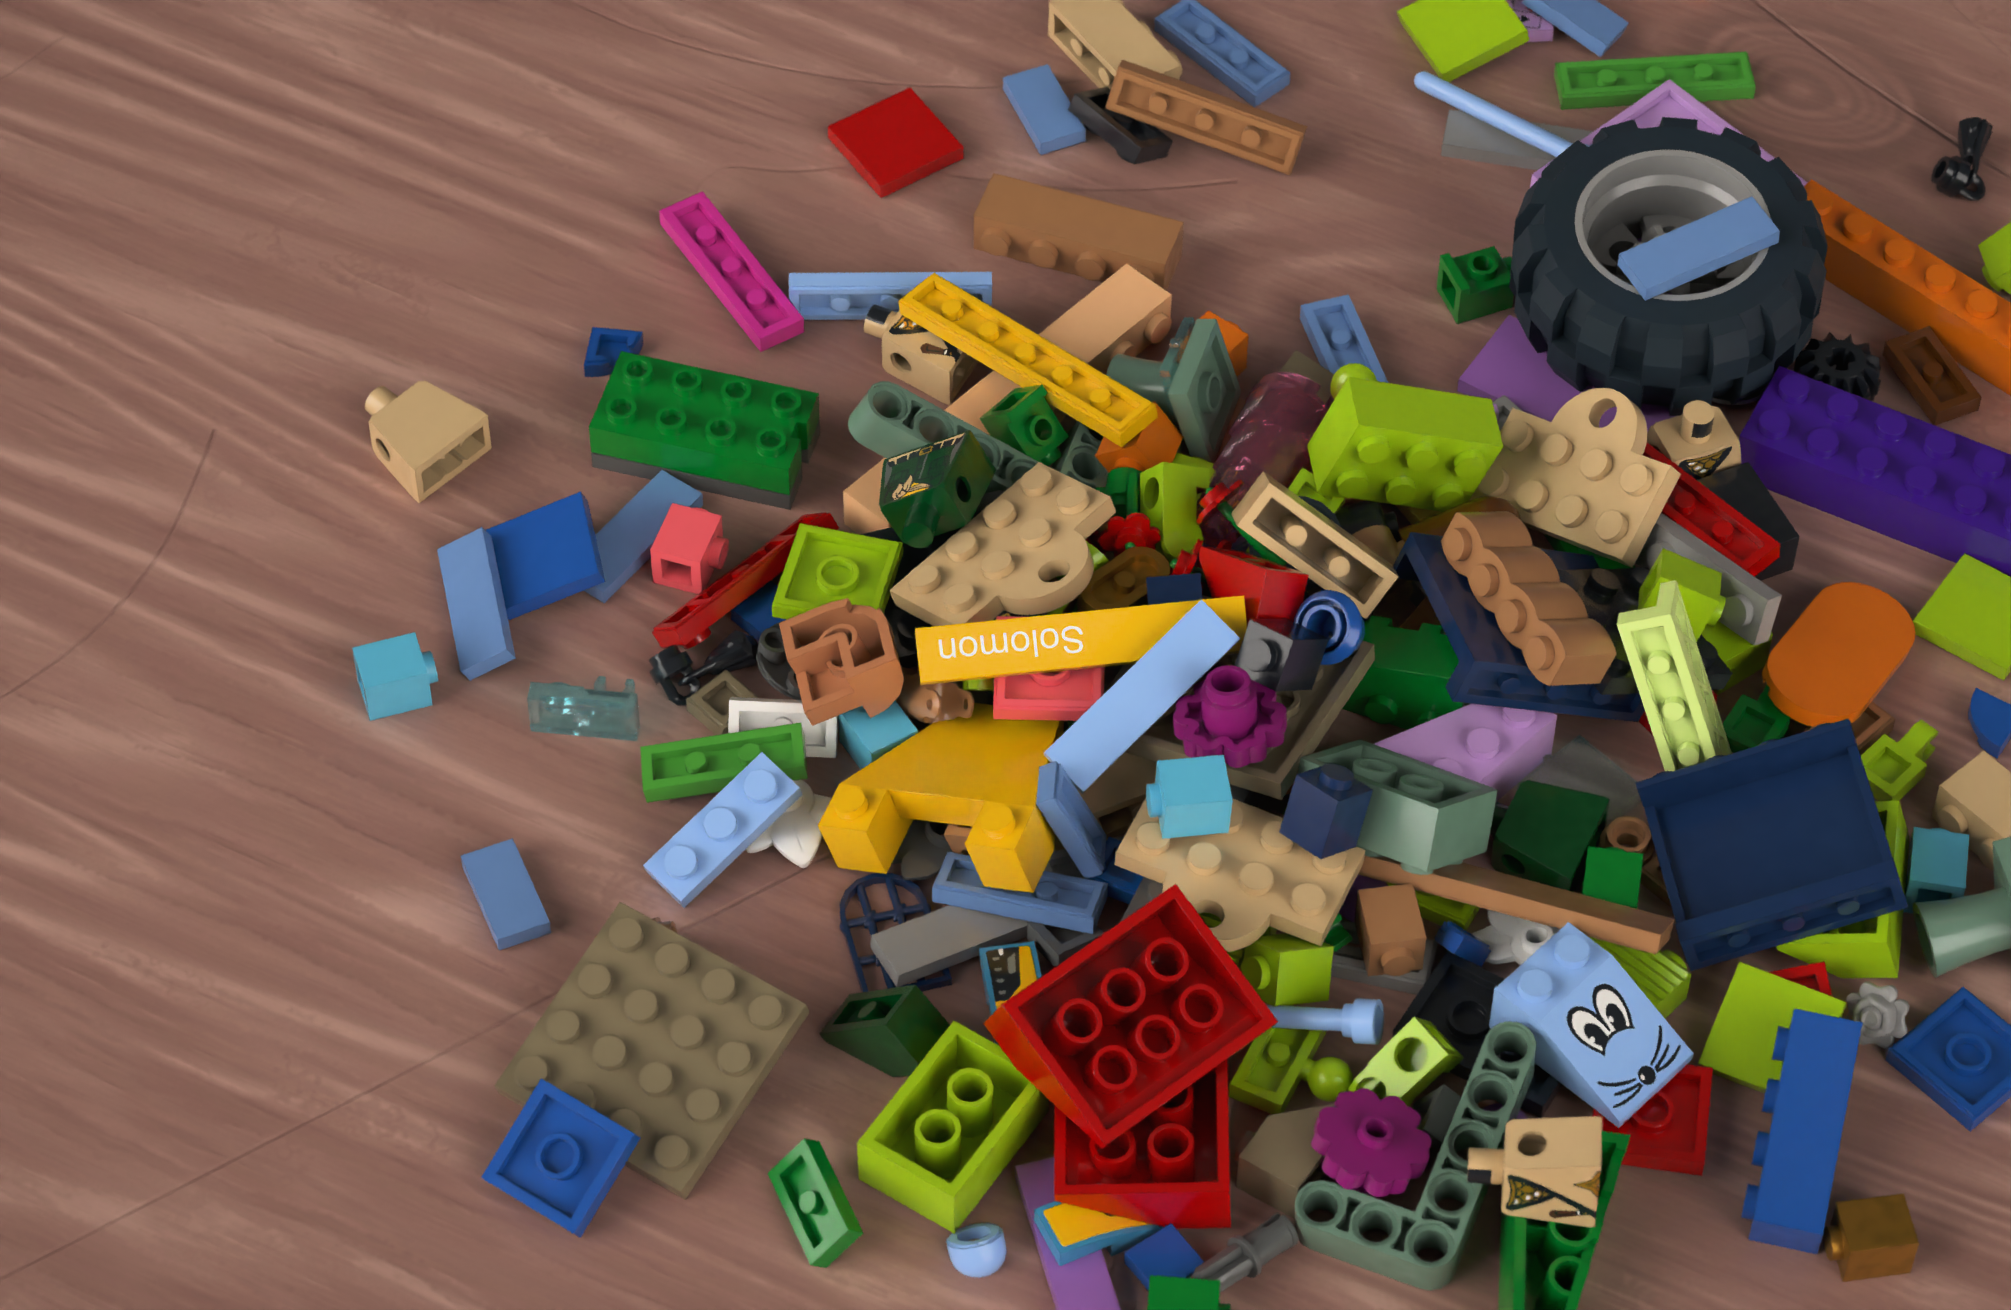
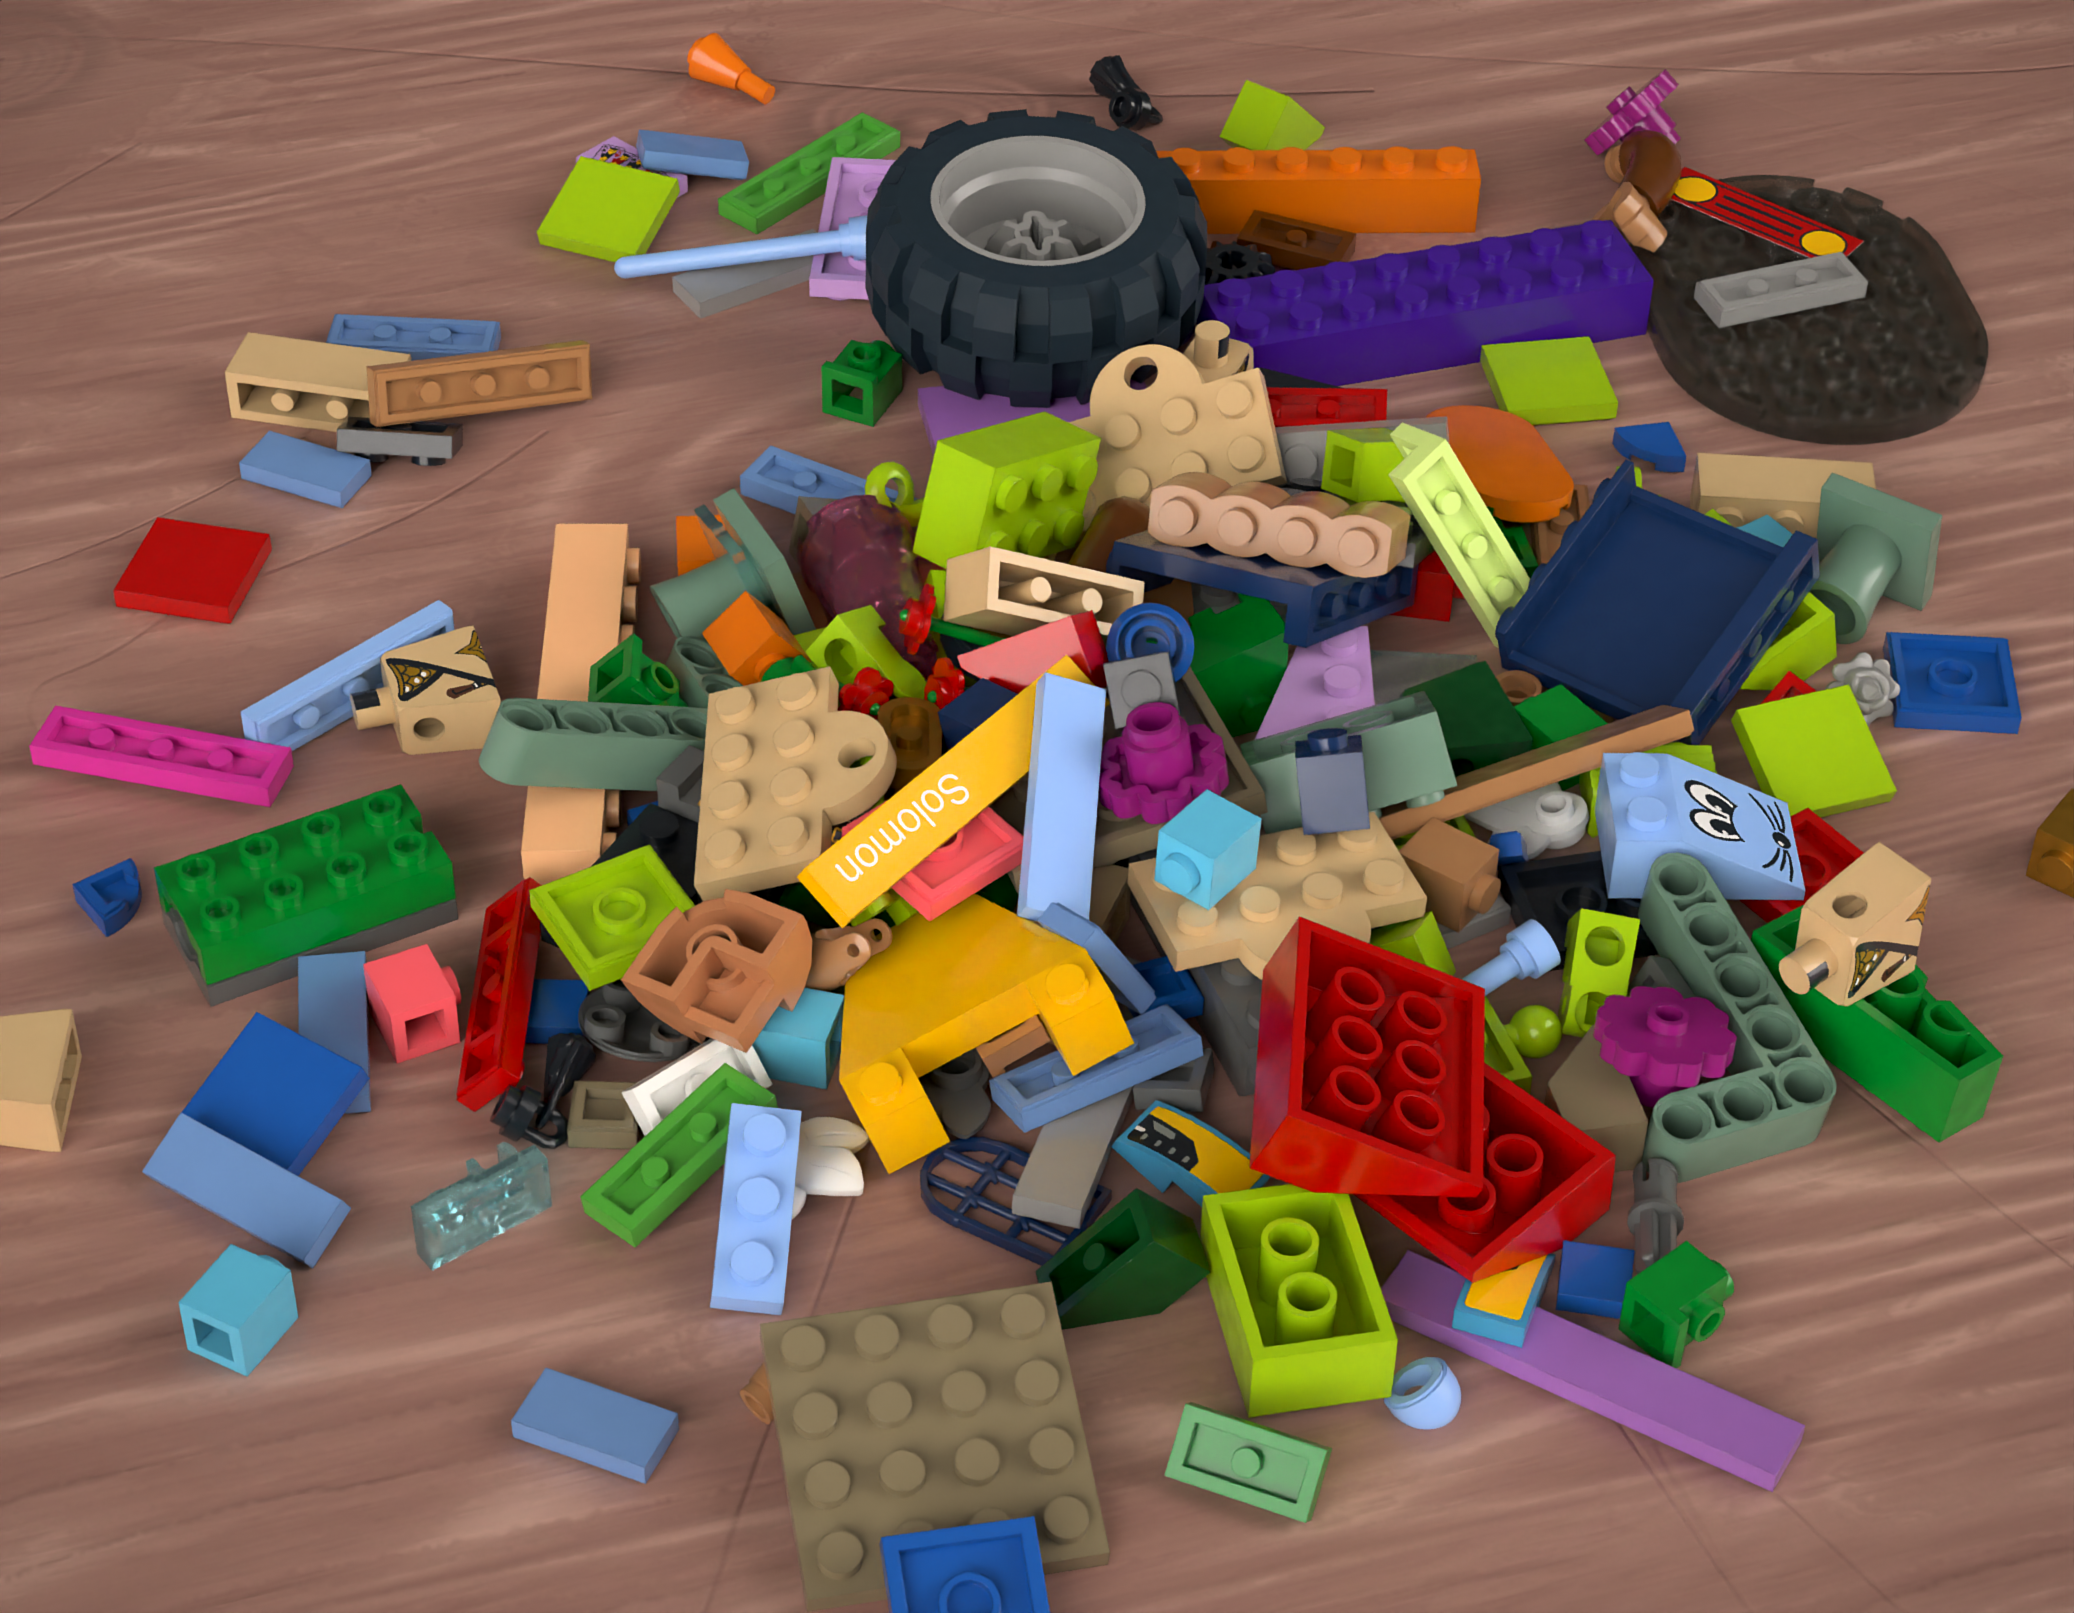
camera: 45 degrees left, 10 degrees down
(934, 488) = (639, 774): dark green torso -> none
(1028, 359) = (577, 631): yellow tile -> none
(1074, 232) = (461, 538): medium nougat brick -> none
(1698, 248) = (1086, 200): medium blue tile -> none
(1804, 1130) = (1943, 798): blue brick -> none

